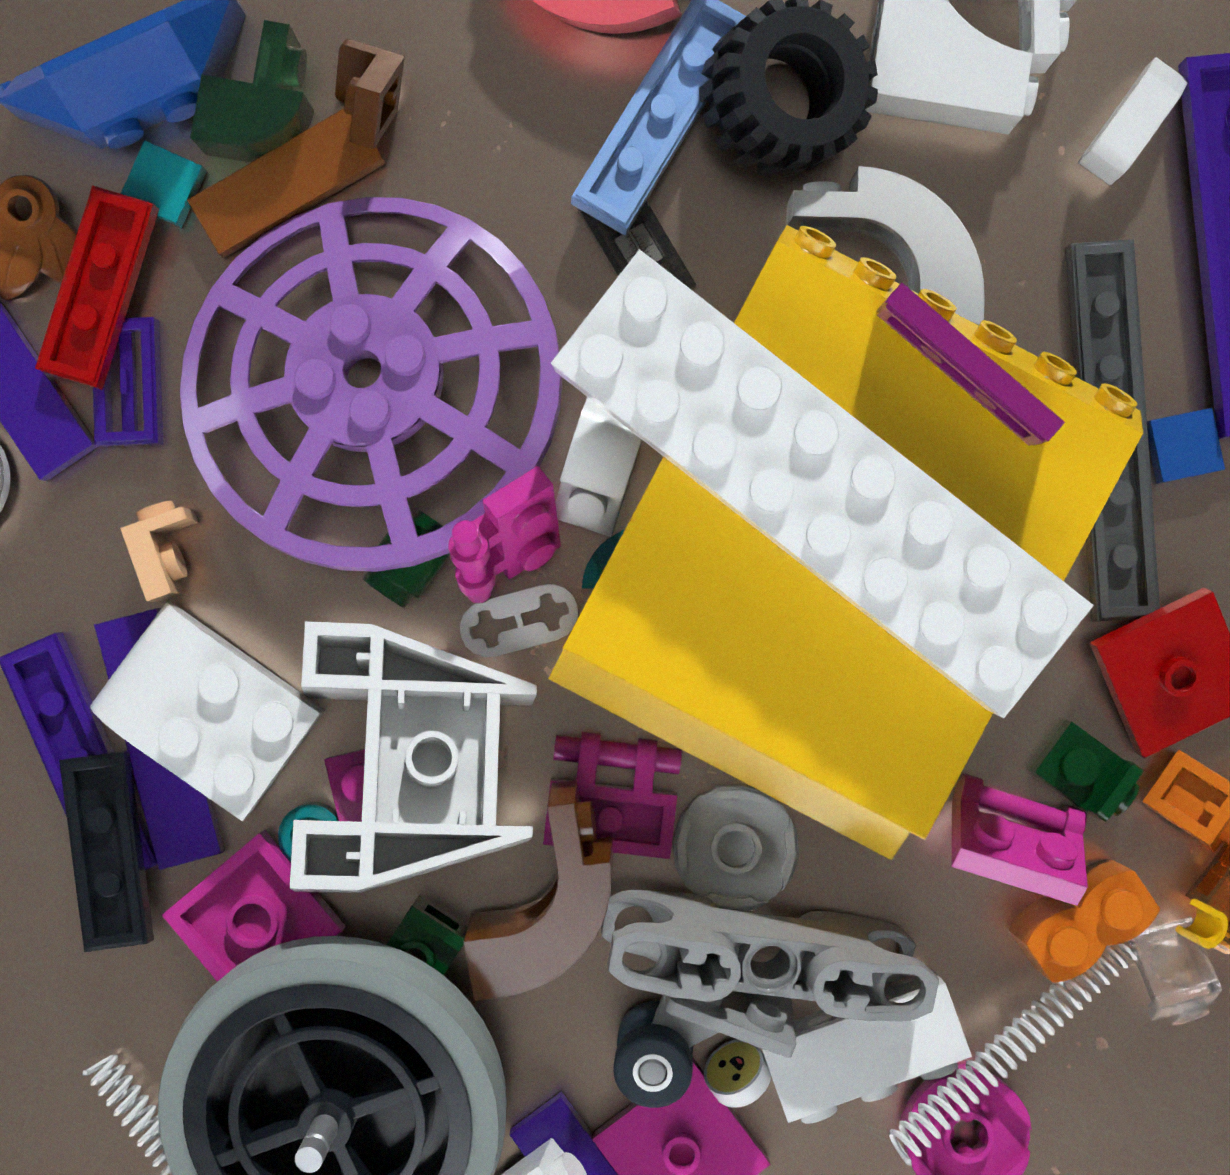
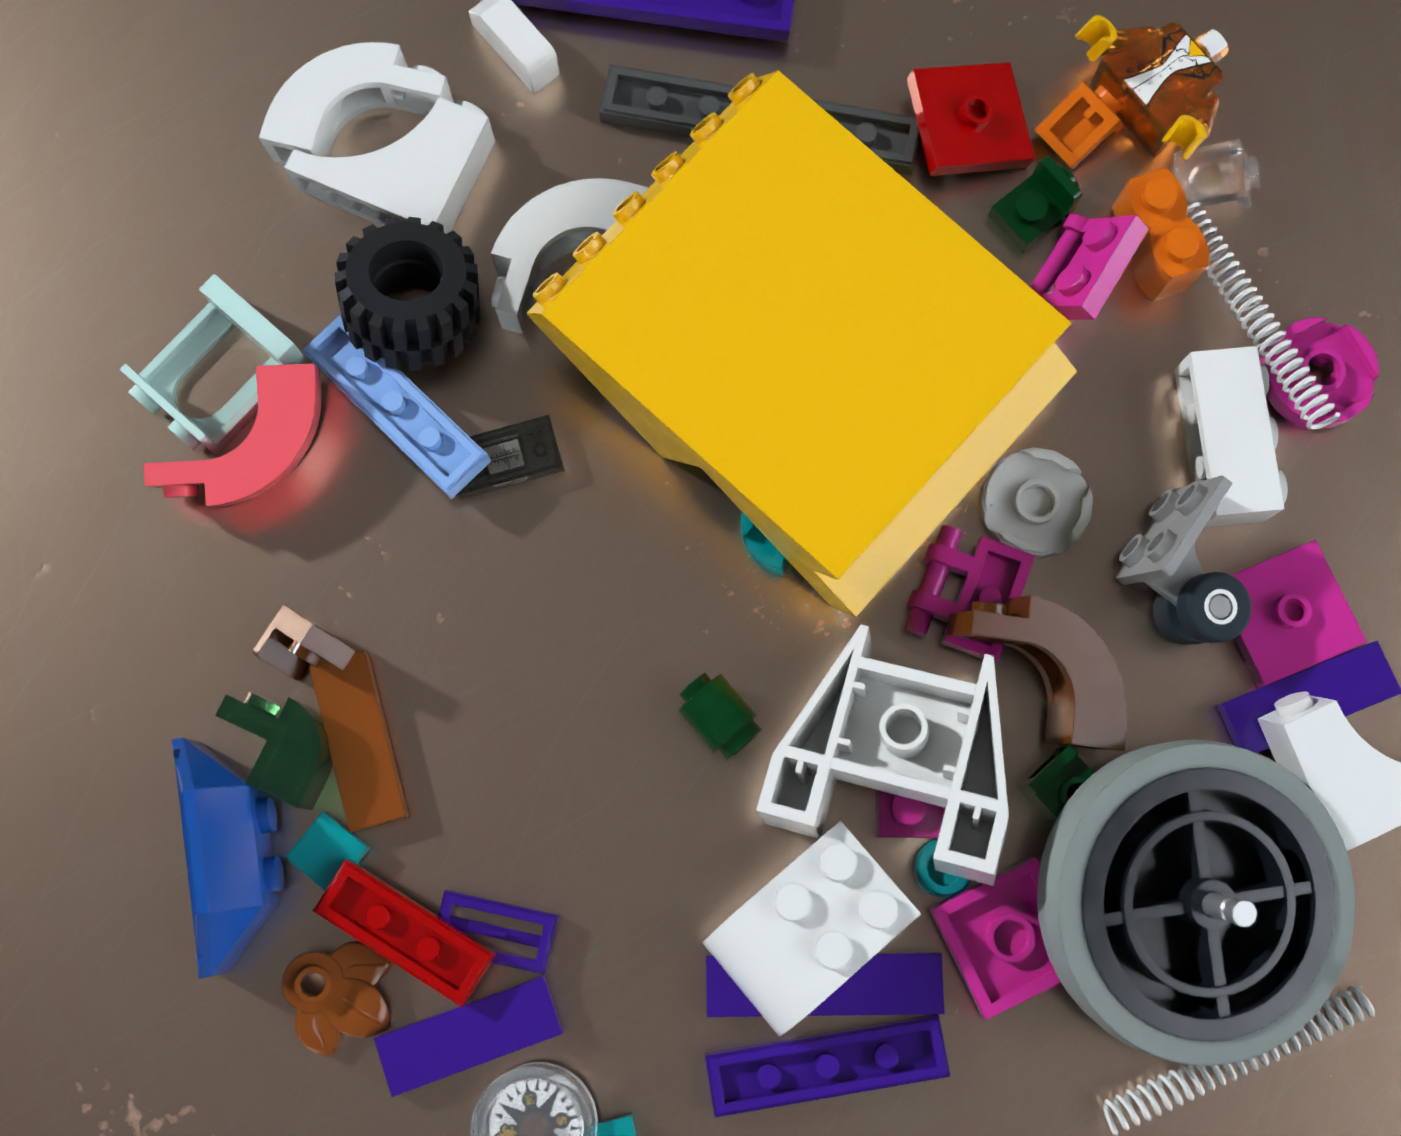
camera: 75 degrees left, 10 degrees down
(106, 851) = (917, 1056): black tile -> none
(156, 562) = (666, 939): light nougat bracket -> none
(384, 412) = (588, 715): medium lavender dish -> none
(510, 537) = (726, 615): dark pink plate -> none
(515, 605) = (811, 634): white beam -> none
(596, 471) = (676, 522): white brick -> none
(737, 1073) = (1231, 546): tile -> none
(820, 485) = (755, 325): white brick -> none
(821, 956) = (1145, 446): light grey piece -> none
(969, 366) = (689, 183): magenta tile -> none
(1184, 445) = (792, 59): blue tile -> none

